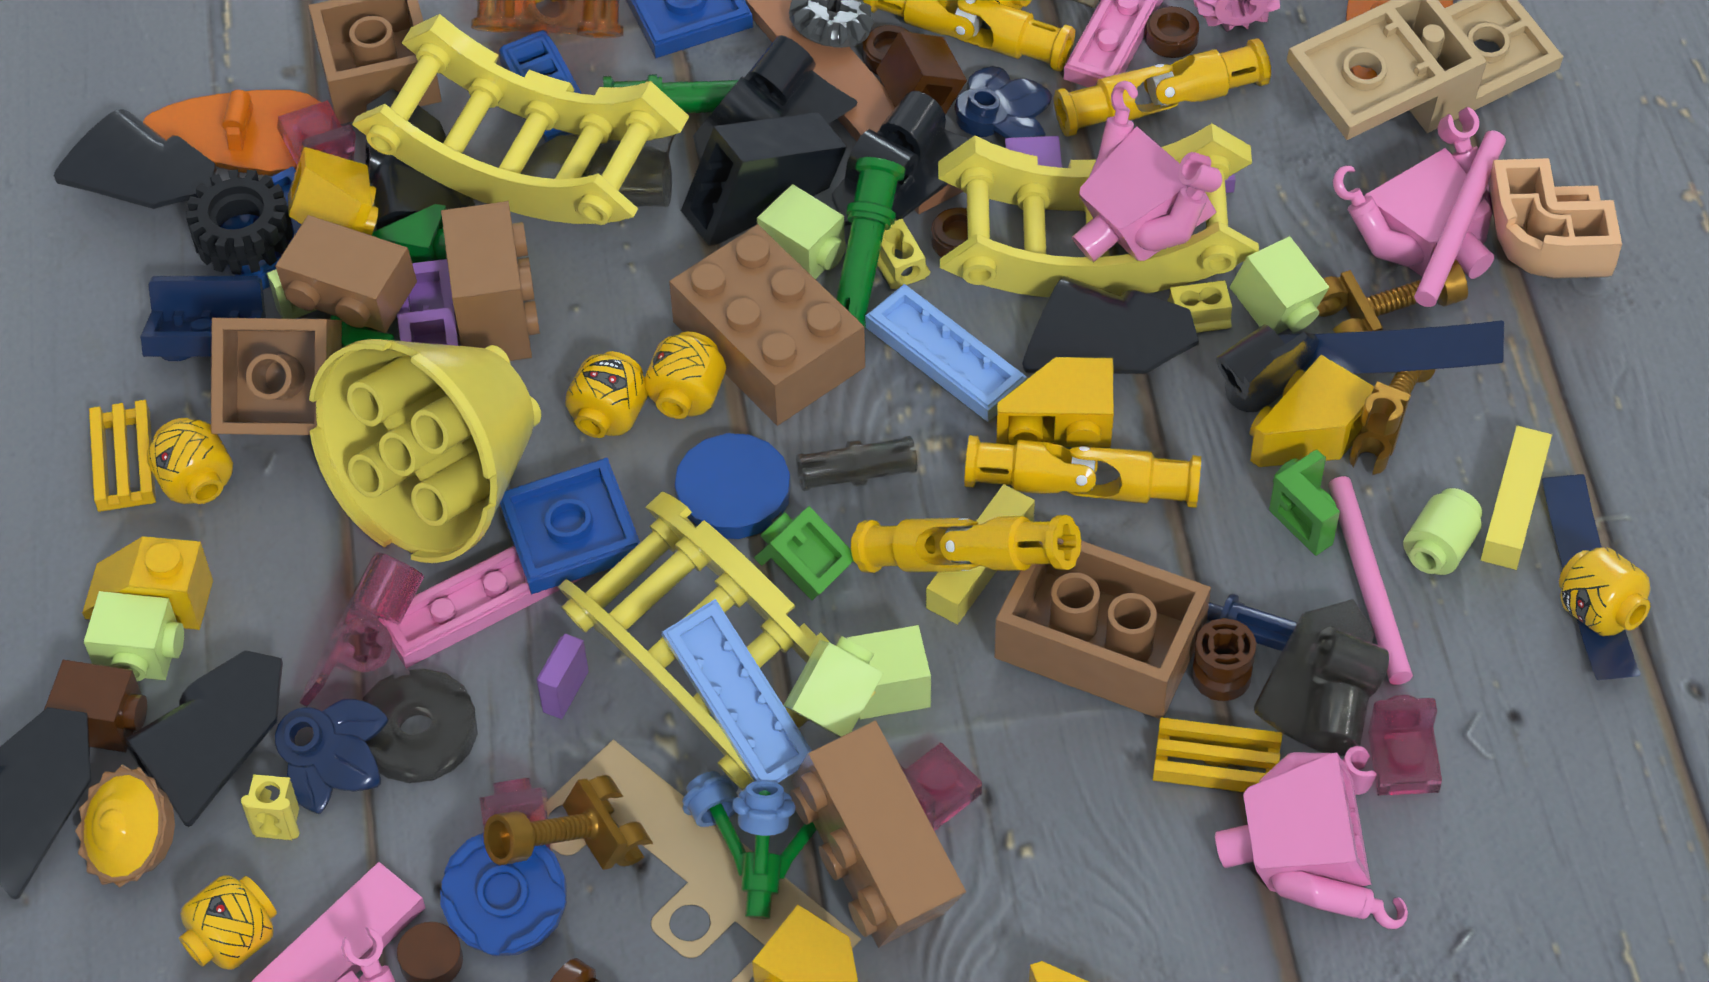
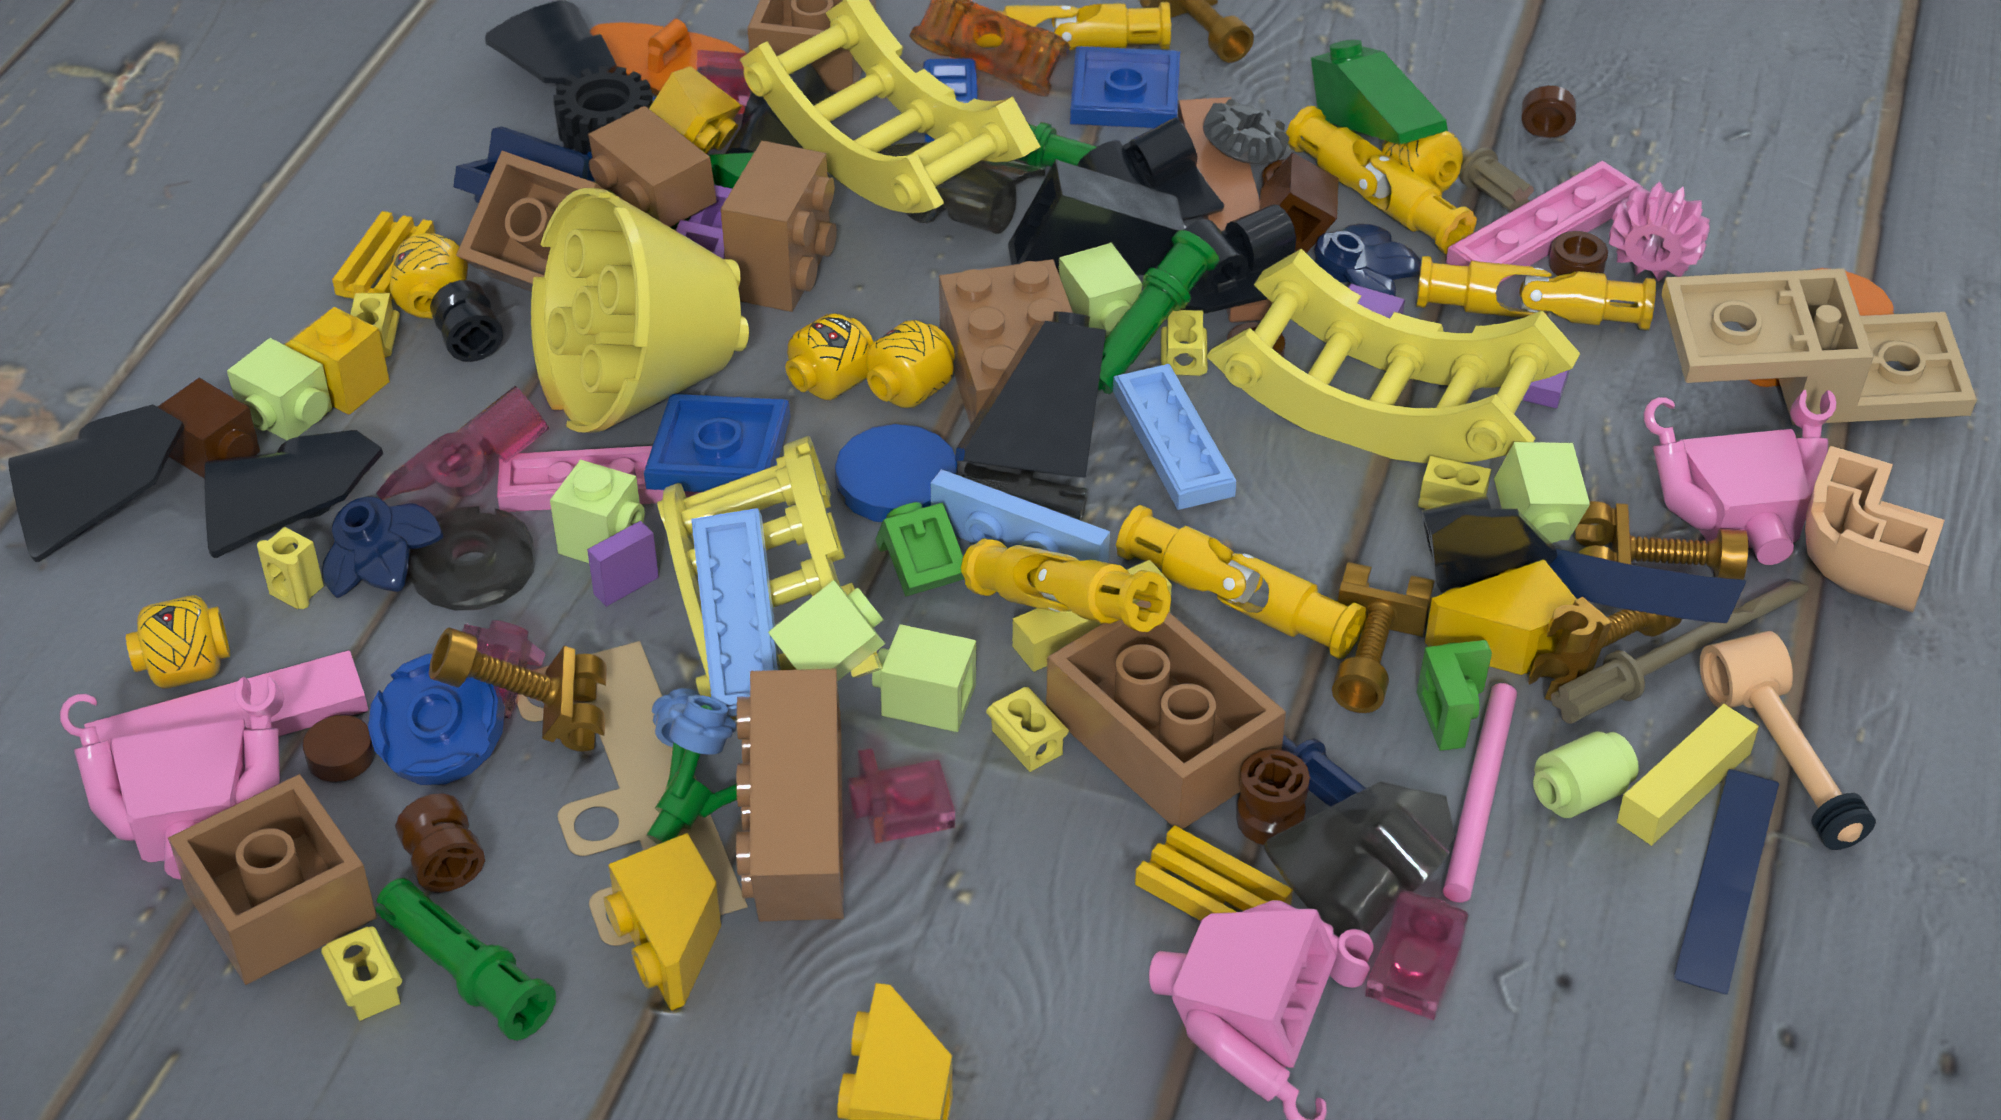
camera: 25 degrees right, 10 degrees down
(125, 826) = (156, 532): yellow piece -> none
(158, 513) = (379, 312): none -> light yellow piece
(259, 496) = (466, 321): none -> black wheel
(512, 639) = (592, 507): none -> yellowish green brick
(839, 376) = (1042, 403): none -> black slope
(877, 497) = (993, 514): none -> light blue plate
(992, 681) = (1027, 710): none -> light yellow piece
(1061, 404) = (1256, 513): yellow slope -> none
(1095, 323) = (1339, 469): black panel -> none
(1141, 191) = (1435, 347): bright pink torso -> none
(1230, 522) = (1362, 680): none -> pearl gold bar
(1424, 429) = (1624, 676): none -> dark tan piece
(1459, 219) = (1763, 493): bright pink bar -> none
(1521, 389) = (1755, 674): none -> light nougat piece
(1605, 591) = (1728, 889): yellow head -> none

